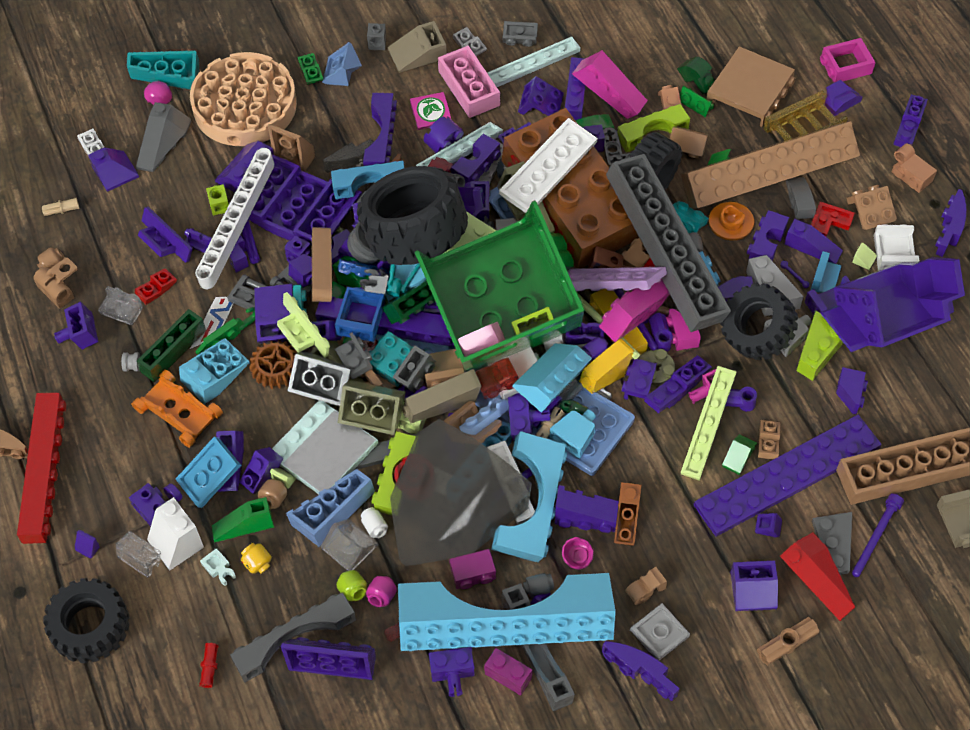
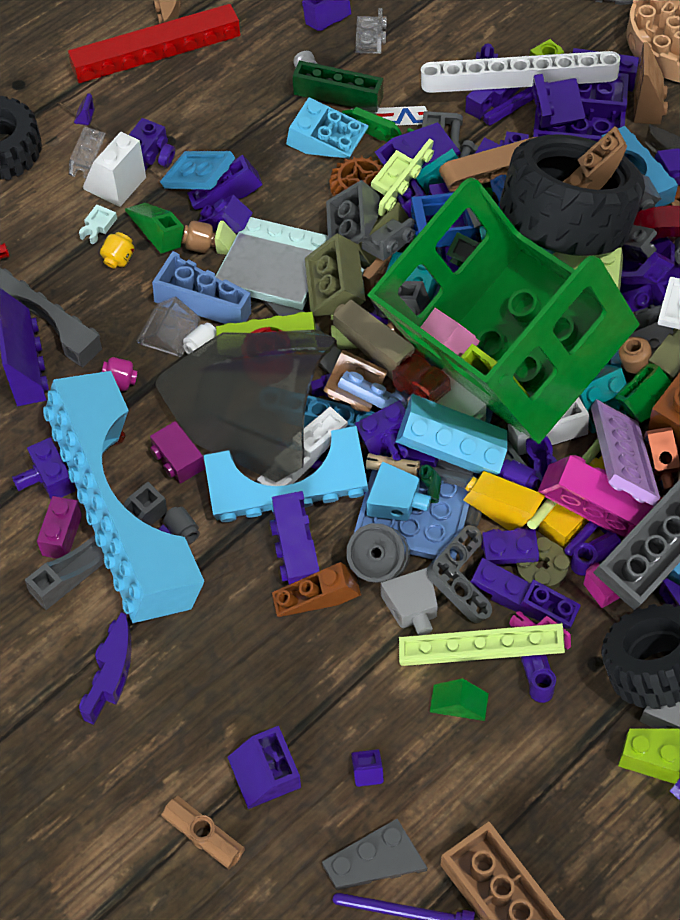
camera: 70 degrees right, 0 degrees up
(158, 285) = (405, 51): red slope -> none
(162, 238) = (468, 29): dark purple bracket -> none
(166, 390) = (263, 103): orange piece -> none
(276, 205) = (557, 101): none -> dark purple bracket
(352, 585) = (115, 343): lime head -> none
(403, 187) = (599, 162): none -> medium nougat slope
(577, 553) = (235, 551): dark pink hair -> none
(618, 458) = (364, 560): none -> dark grey wheel
(644, 587) = (229, 645): medium nougat leg -> none
(647, 422) = (451, 570): none -> dark grey beam
(657, 453) = (411, 600): none -> light grey torso
(660, 632) = (166, 677): light grey plate -> none
(769, 439) = (495, 732): medium nougat slope -> none
(785, 475) = (456, 773): dark purple plate -> none
(815, 567) = (316, 836): red wedge -> none
(850, 388) = (624, 816): dark purple slope -> none

